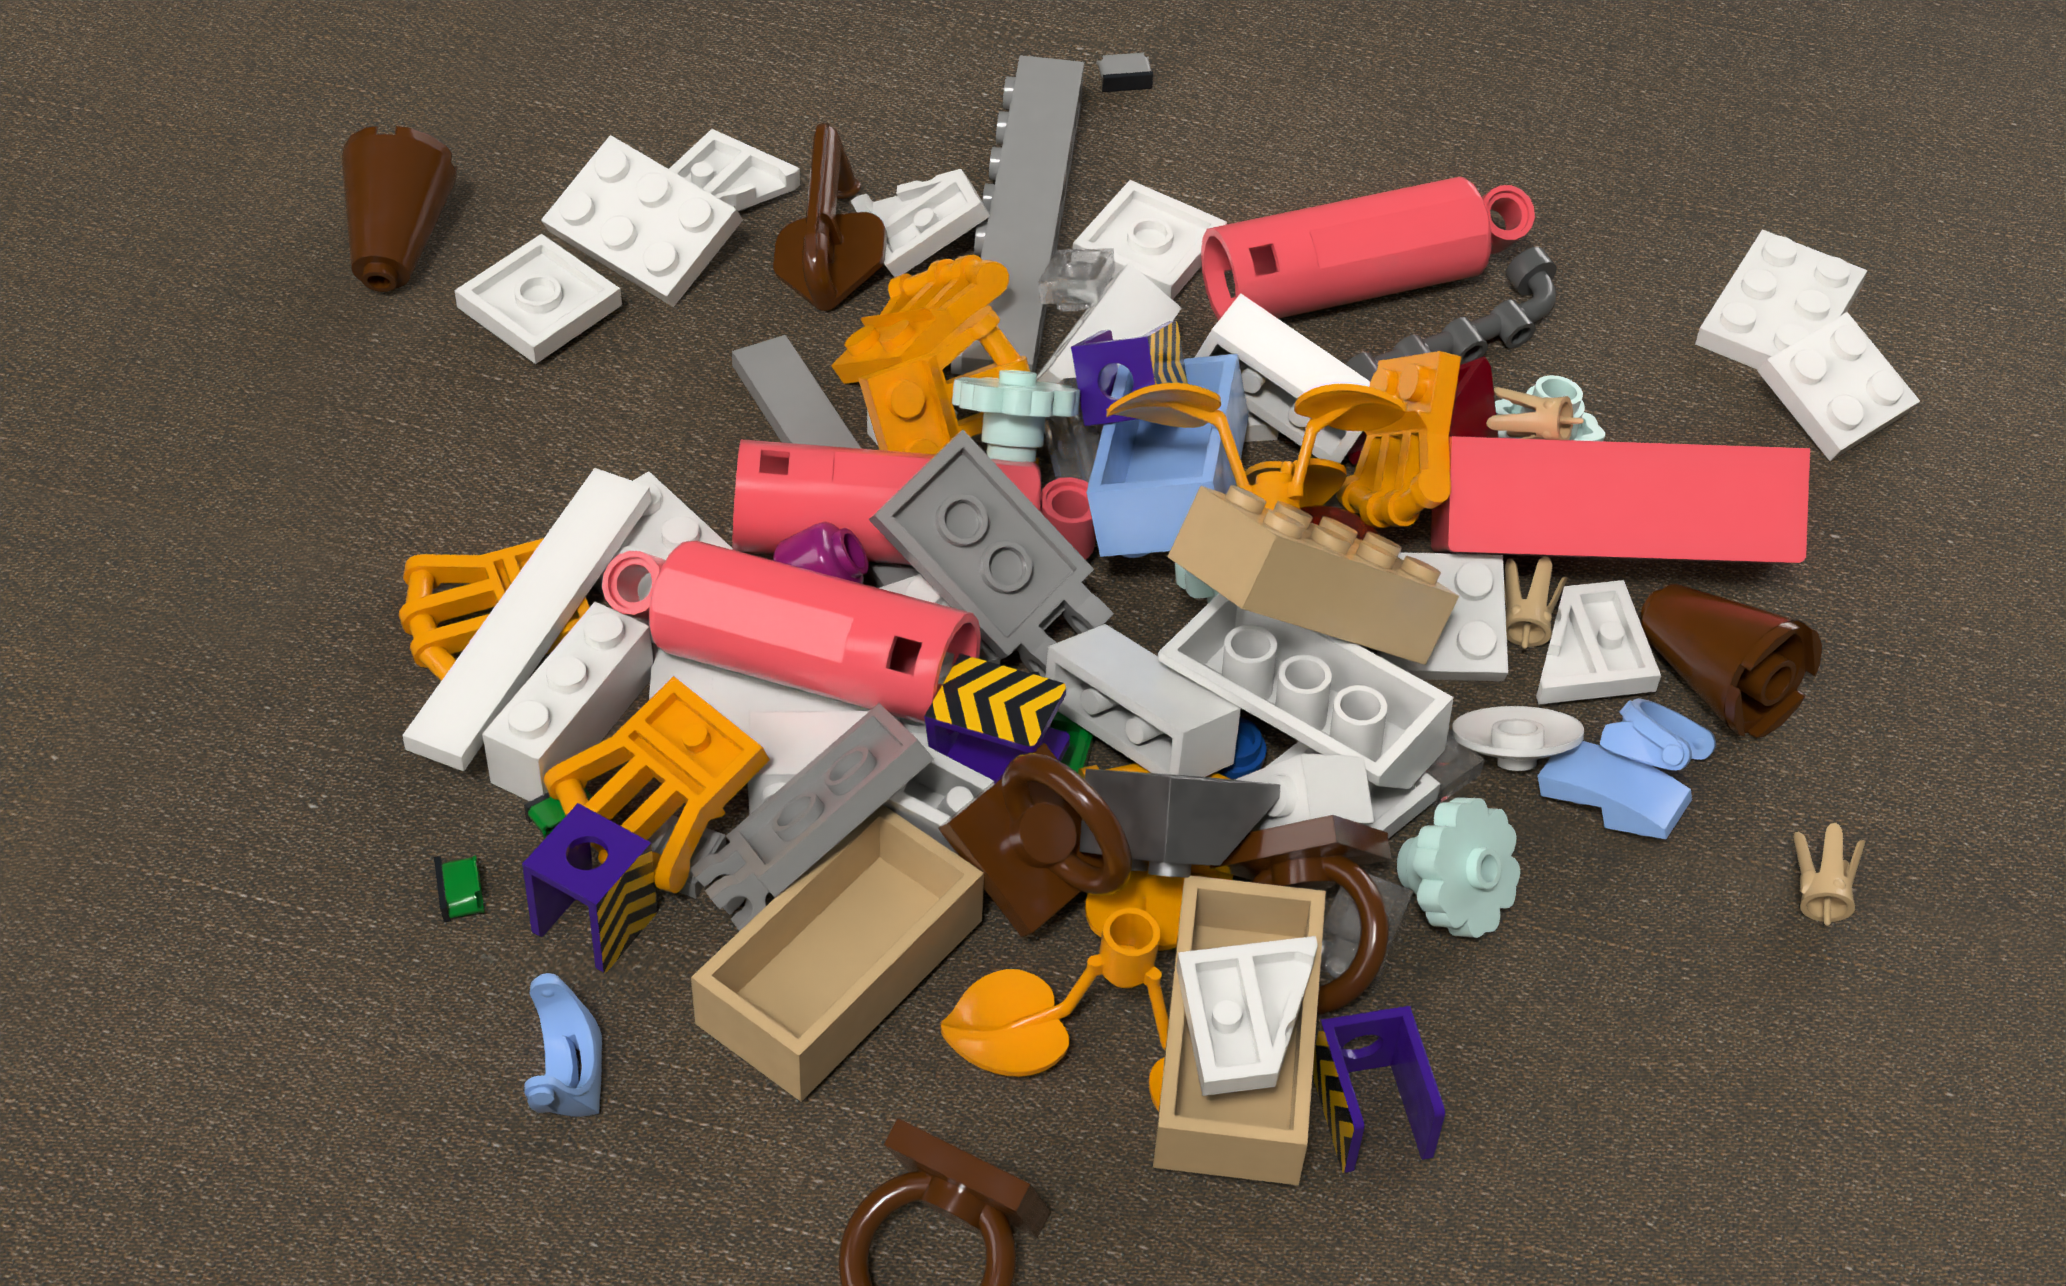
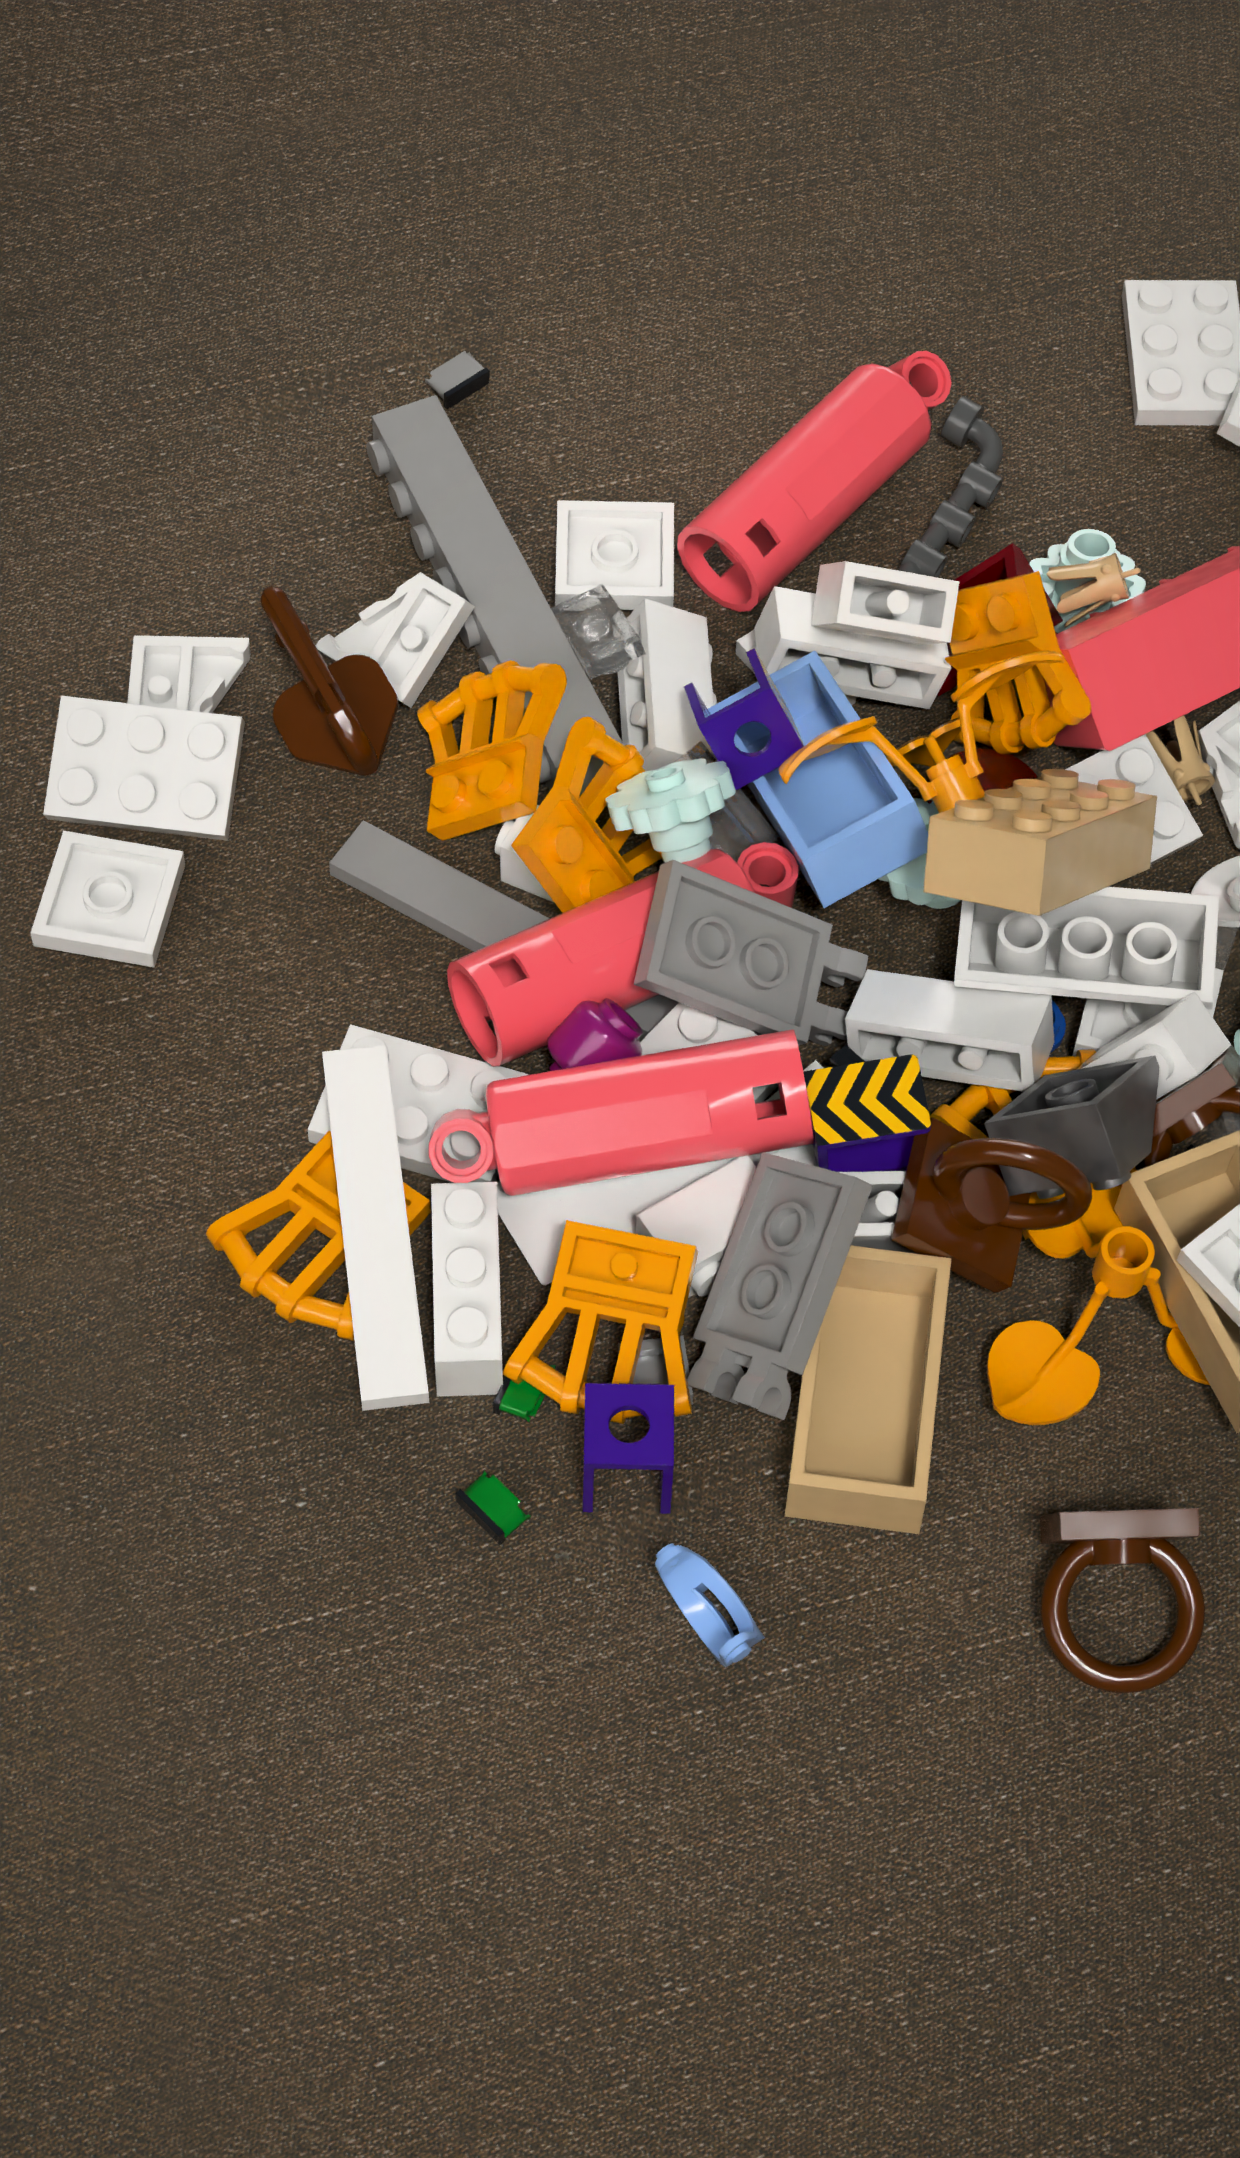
camera: 30 degrees left, 10 degrees up
(1318, 335) = (885, 603): none -> white brick

